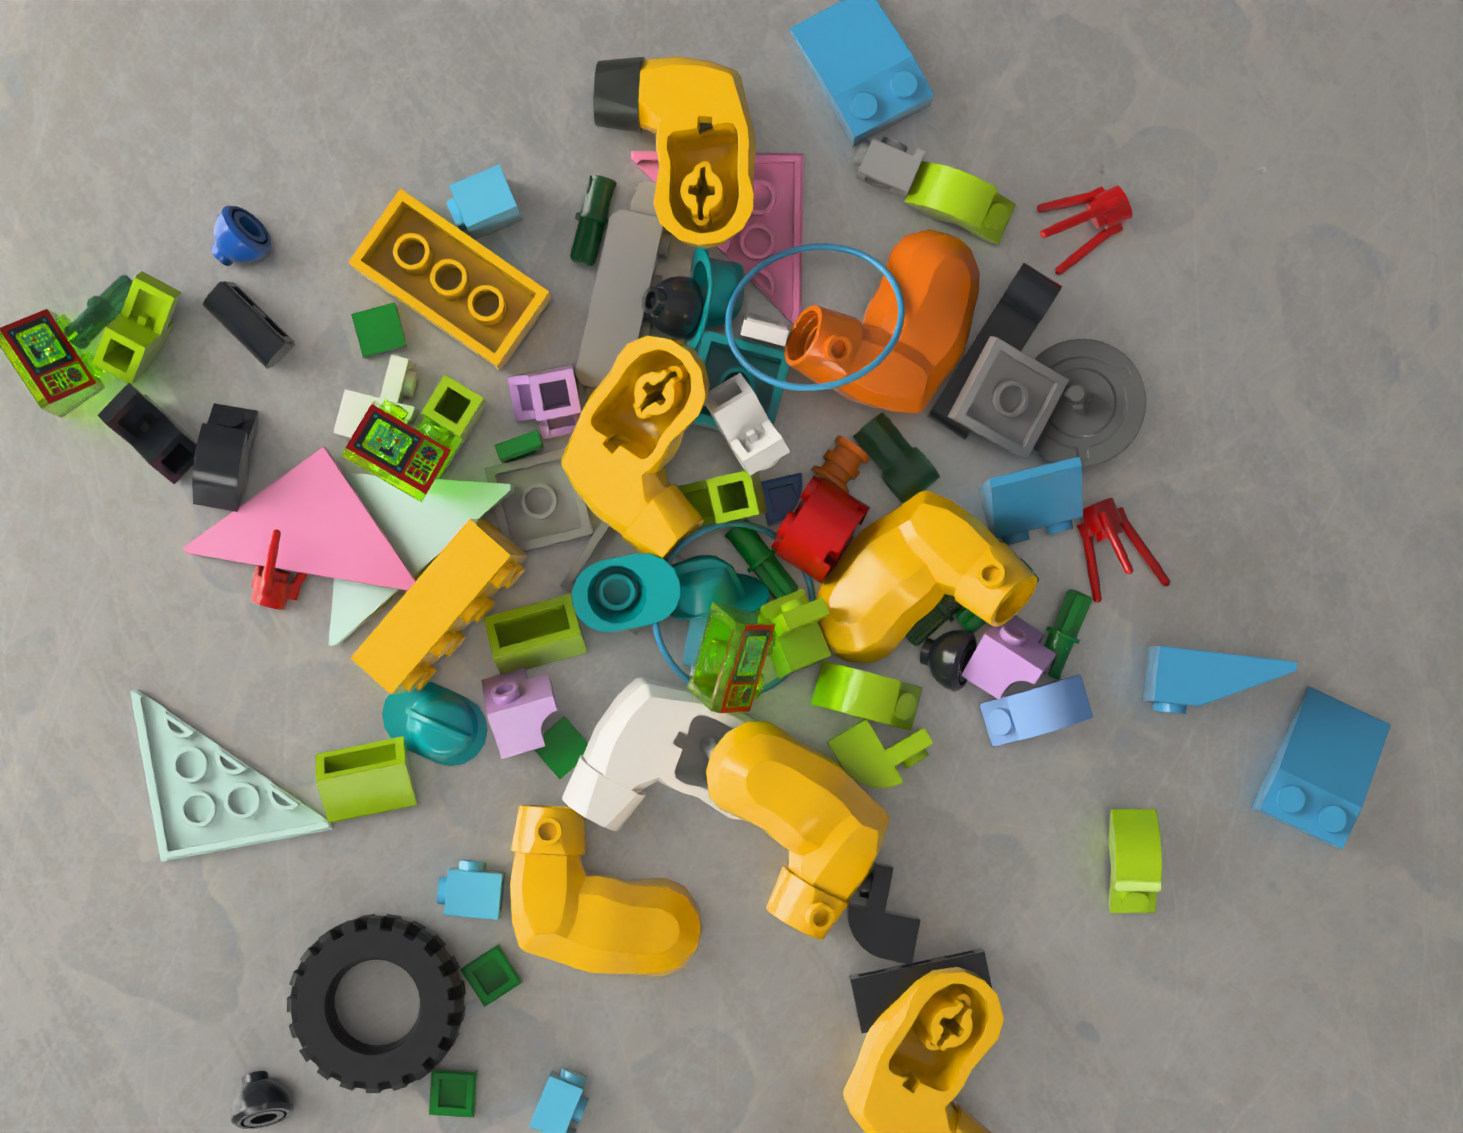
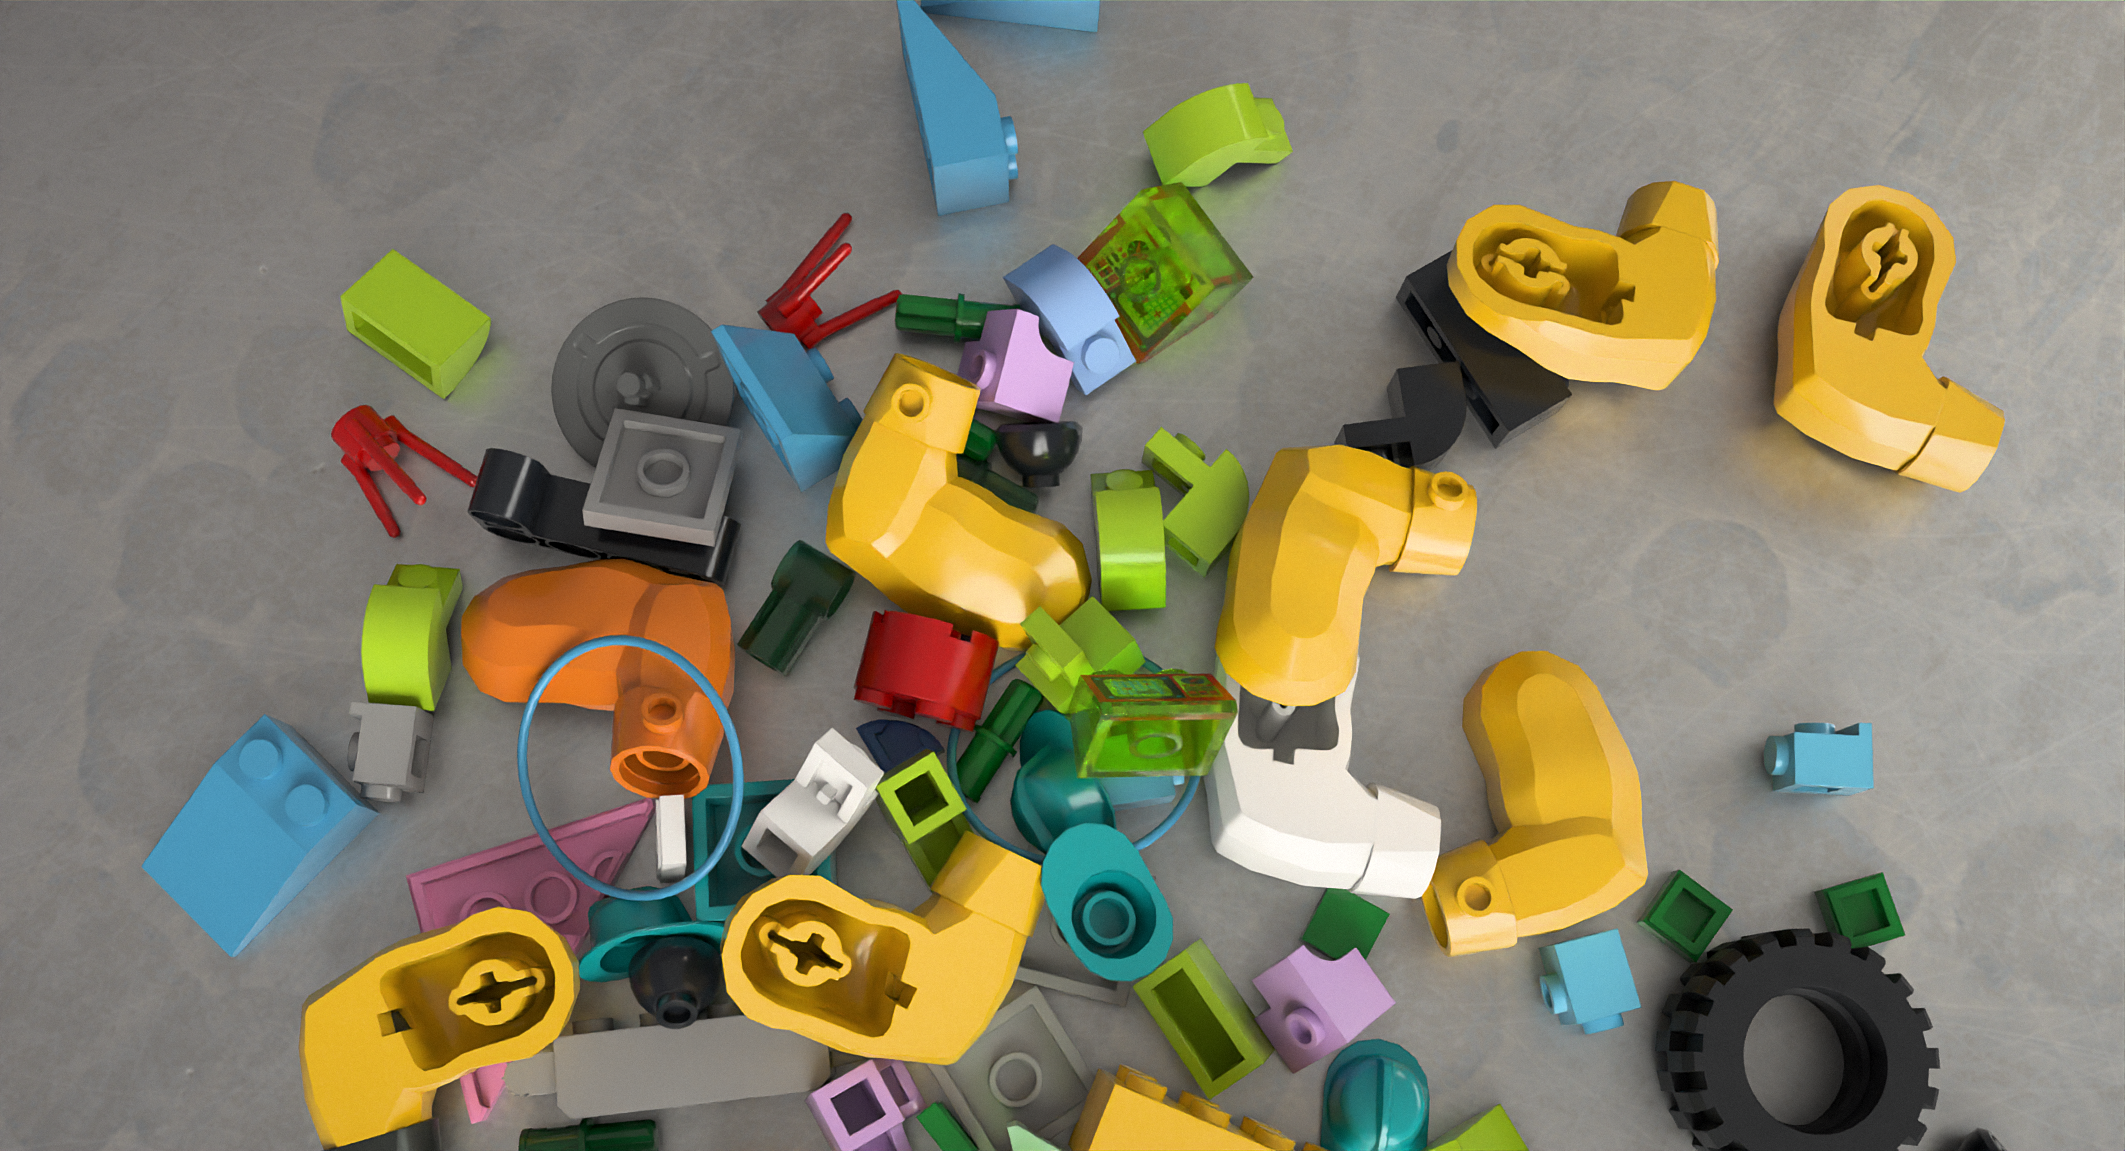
camera: 115 degrees left, 10 degrees down
(841, 463) = (824, 676): orange bush -> none
(1050, 785) = (1164, 268): none -> clear neon green slope
(1182, 264) = (416, 322): none -> lime brick

